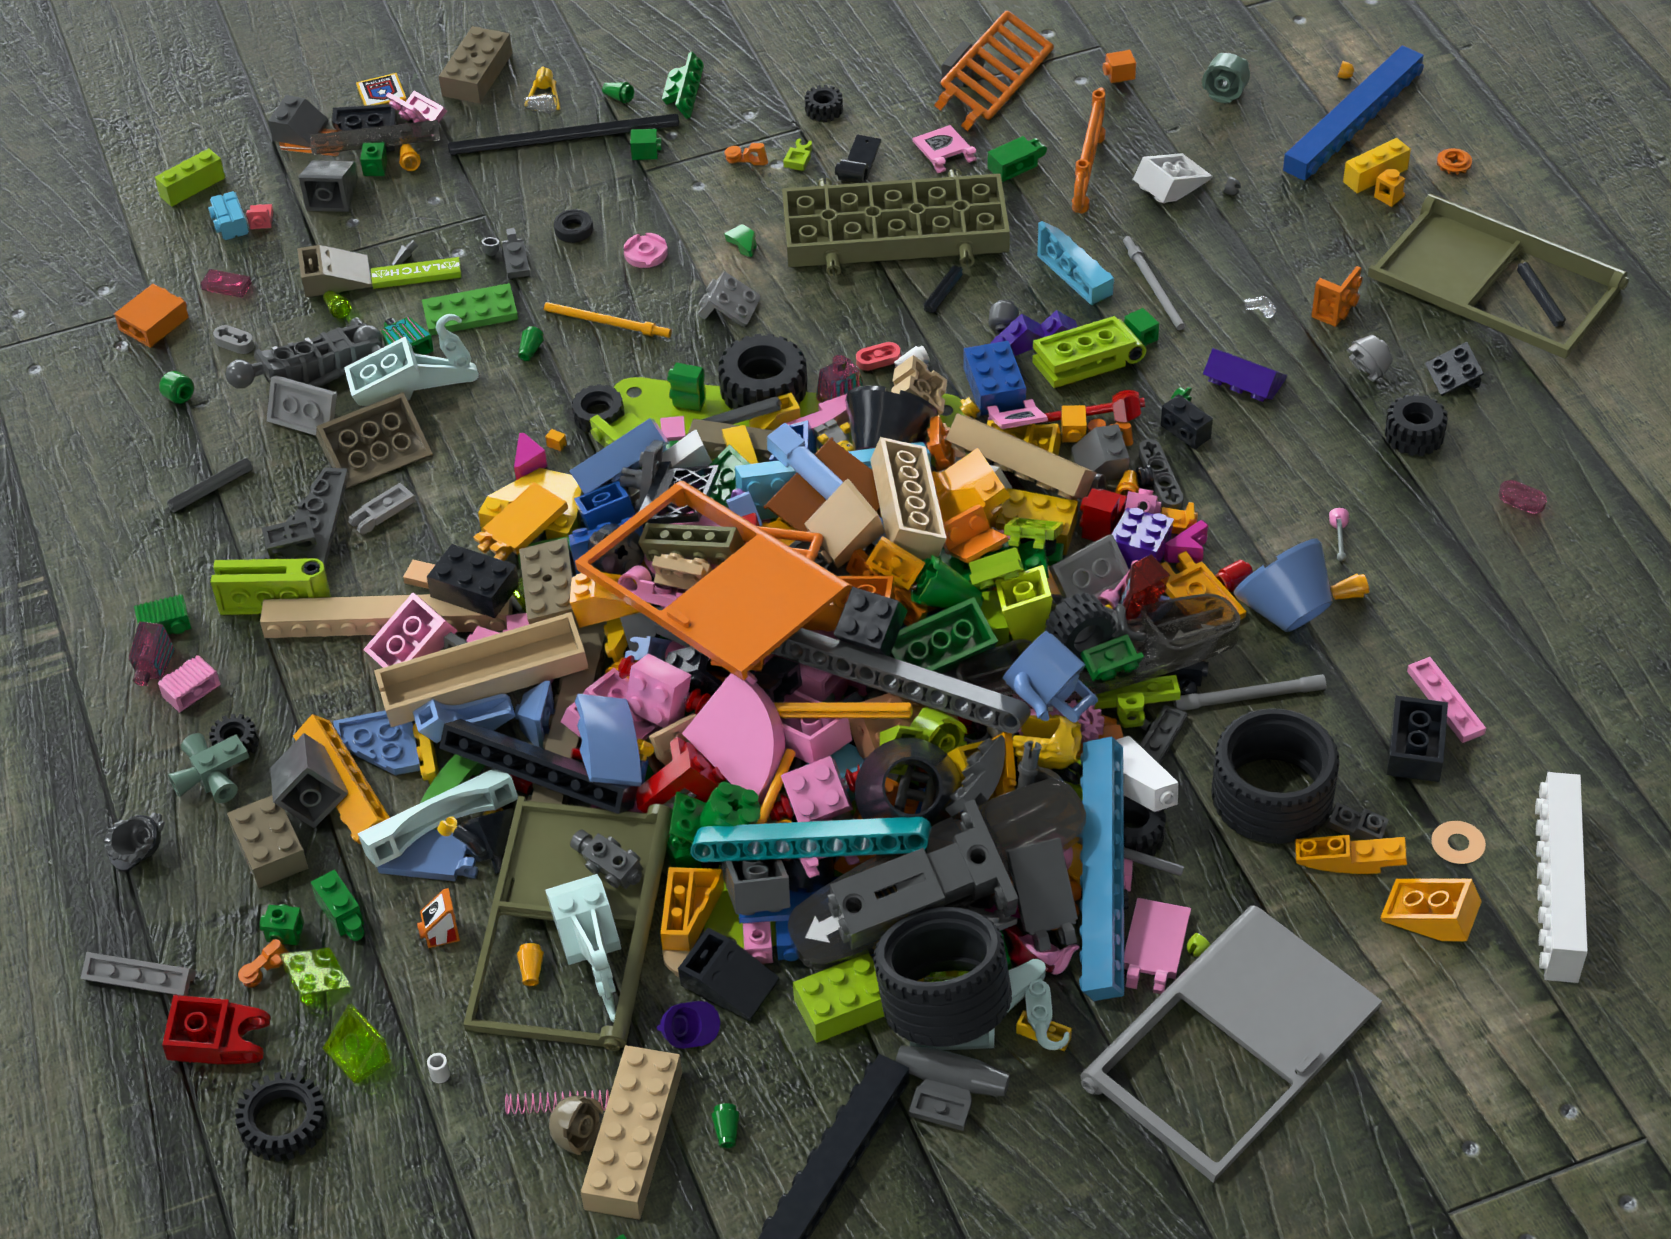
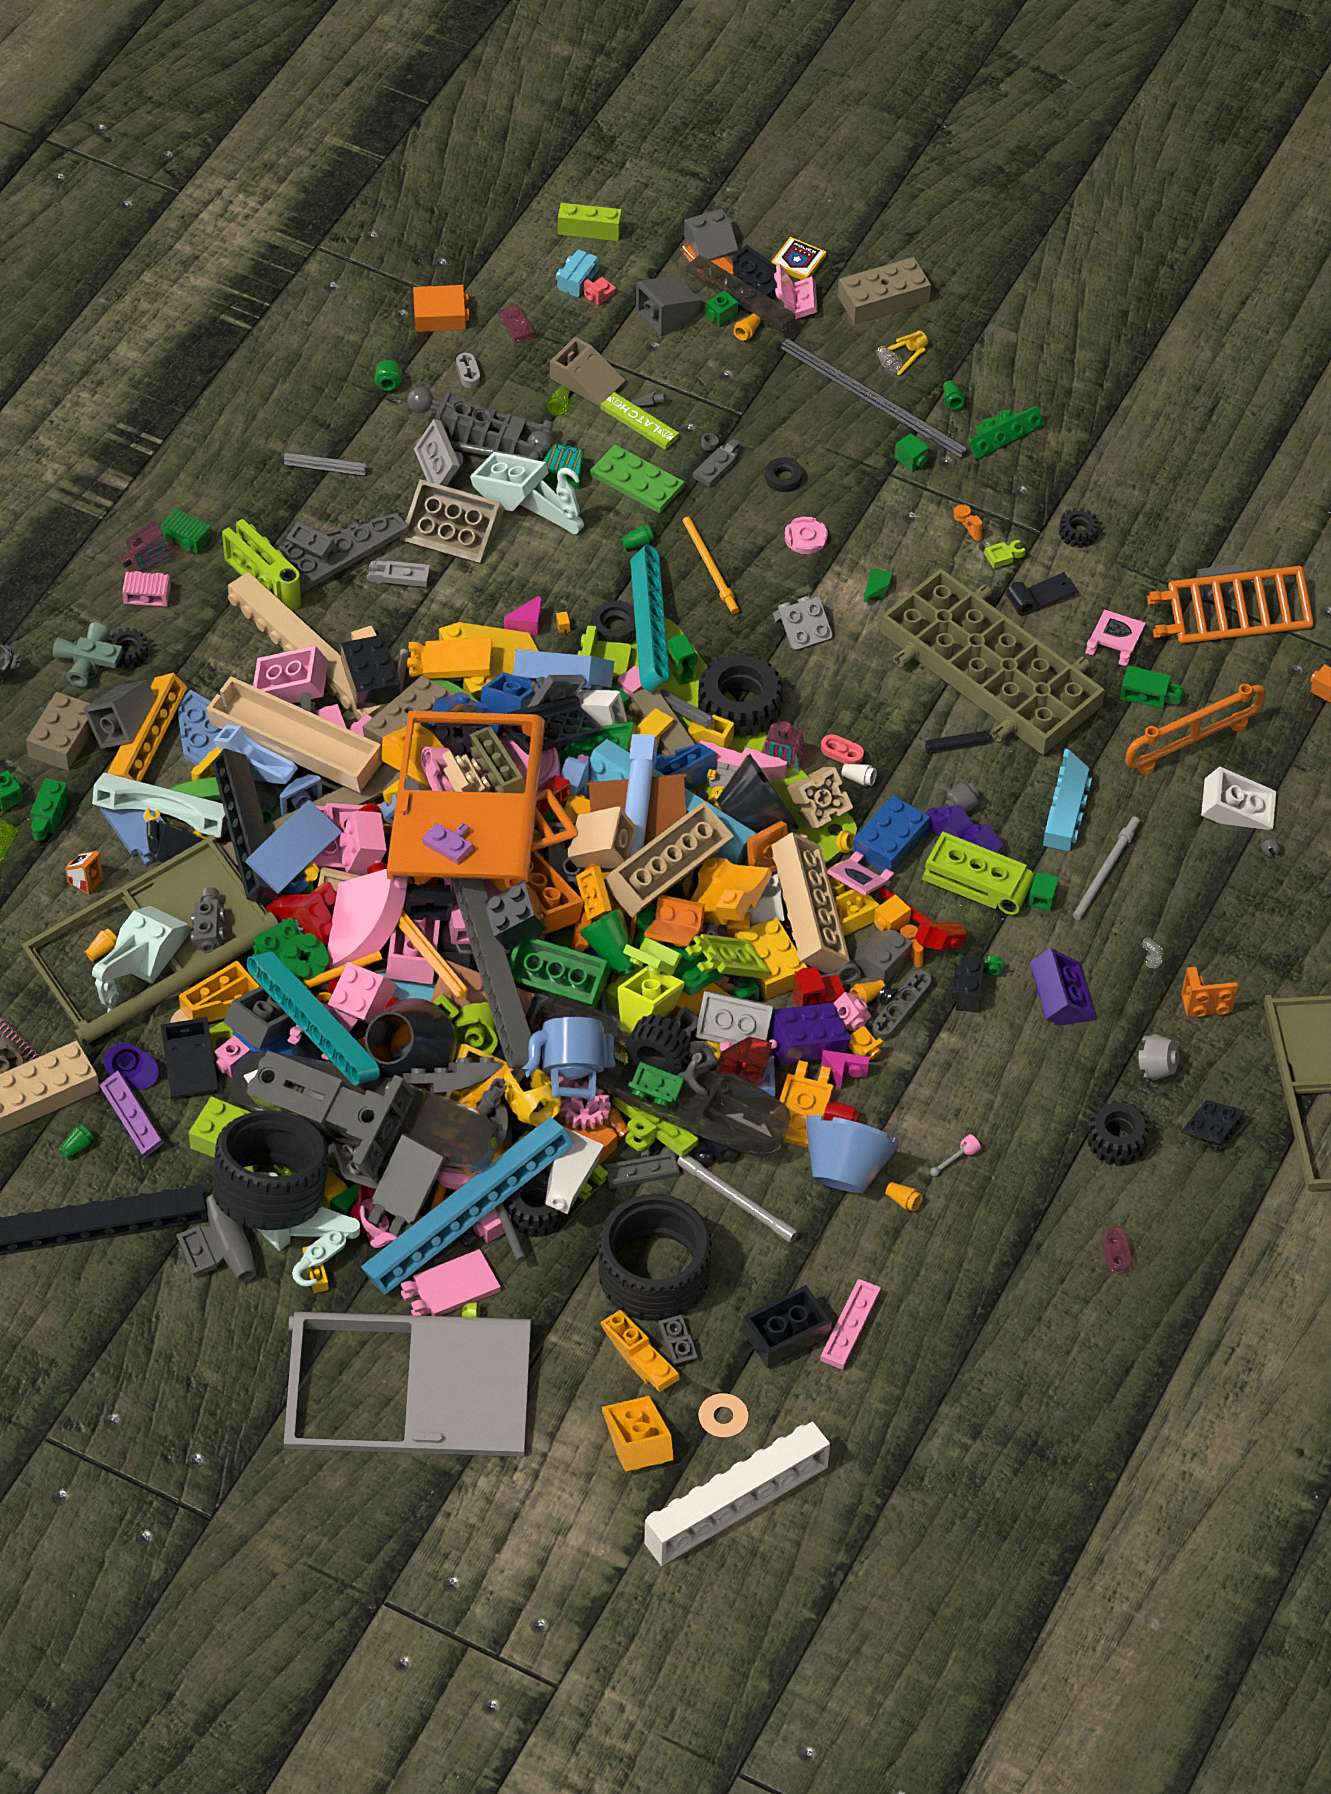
camera: 45 degrees right, 5 degrees up
(627, 379) = (649, 619): none -> teal beam
(740, 1060) = (132, 1113): none -> medium lavender plate
(759, 610) = (448, 843): none -> medium lavender plate

